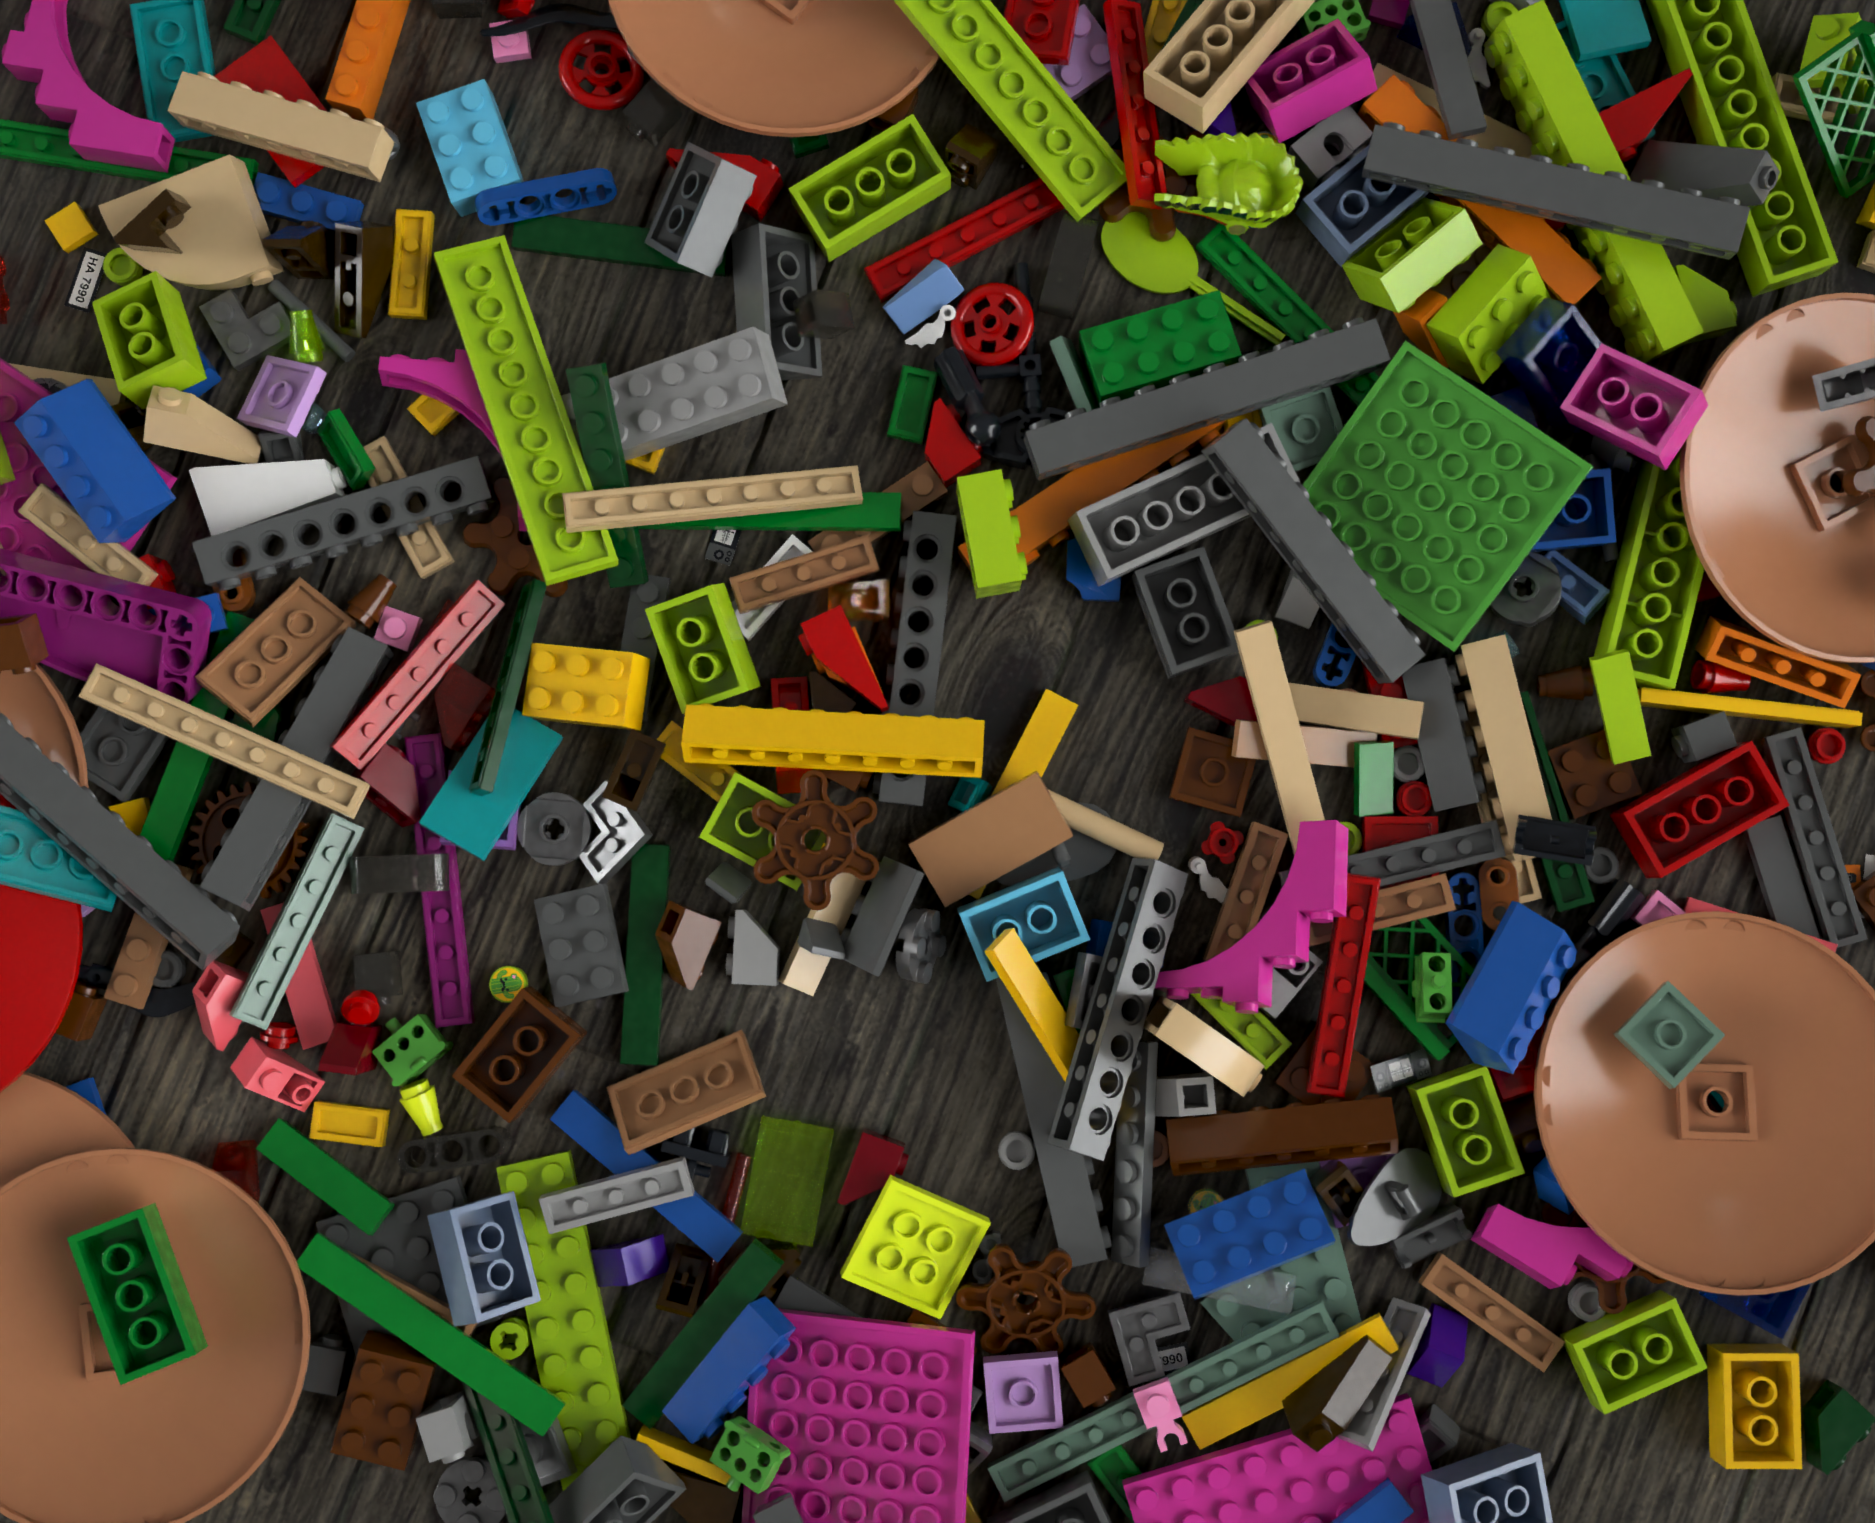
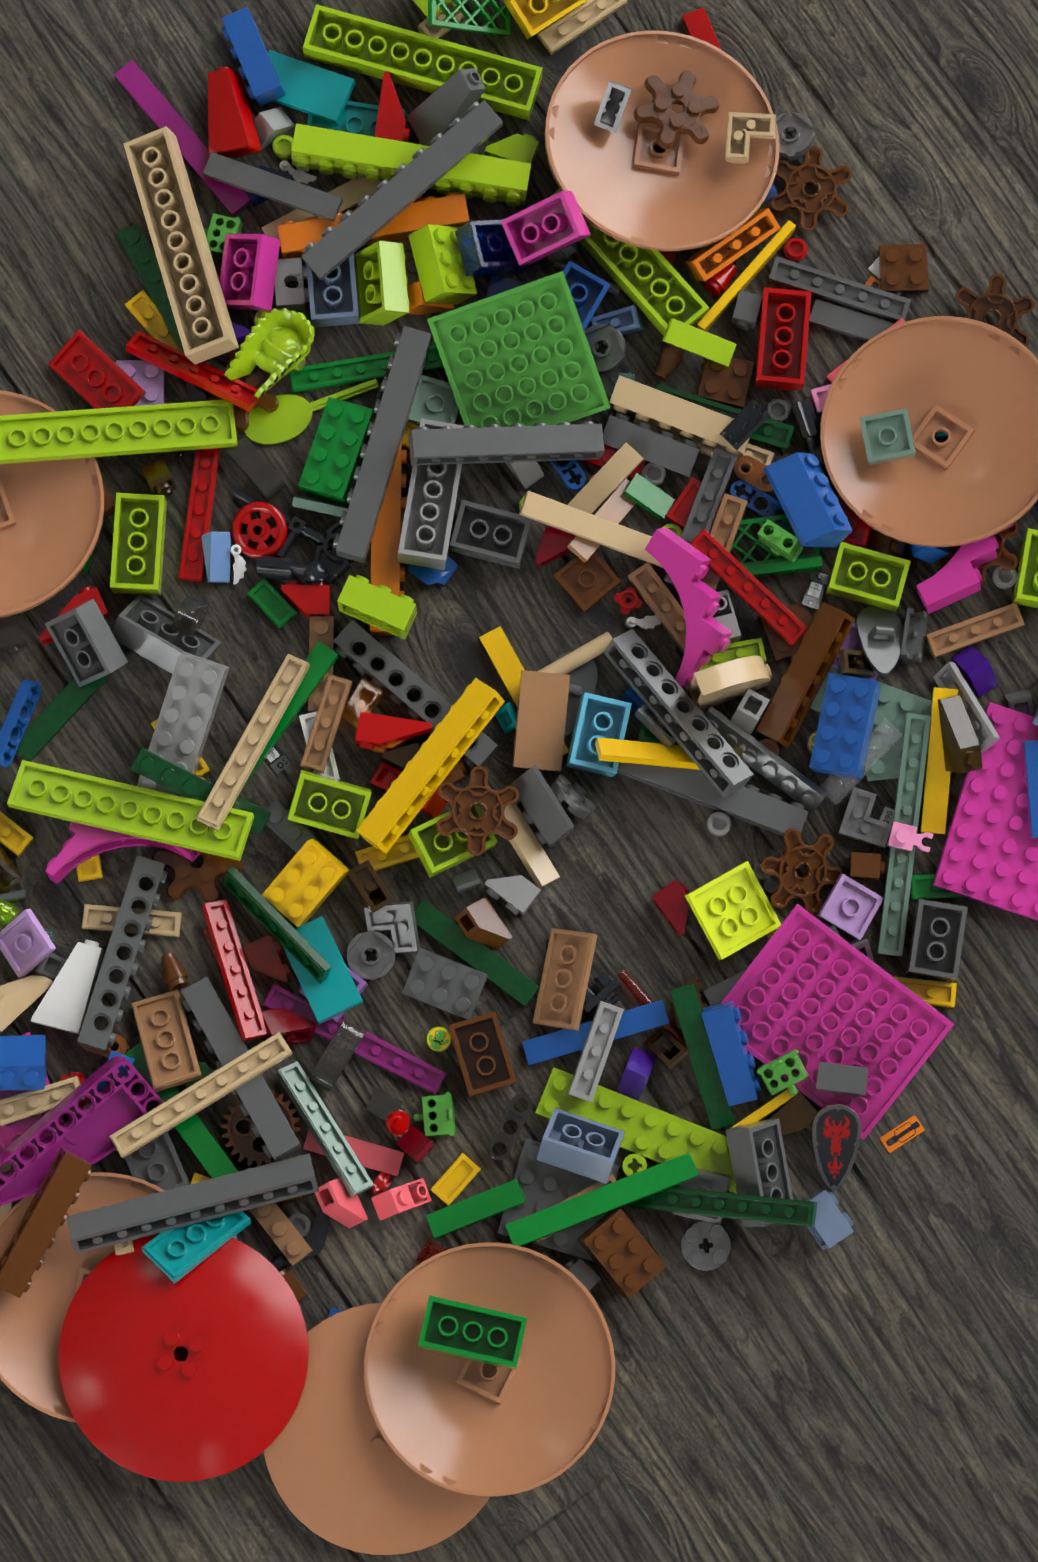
camera: 65 degrees left, 5 degrees down
(346, 449) = (78, 928): green tile -> none
(398, 629) = (198, 968): bright pink plate -> none
(422, 1106) = (472, 1130): neon yellow cone -> none
(447, 1428) = (660, 1227): light grey brick -> none
(787, 1181) = (650, 958): clear neon green piece -> none
(821, 938) = (531, 848): dark grey slope -> none
(1413, 798) = (674, 483): red plate -> none

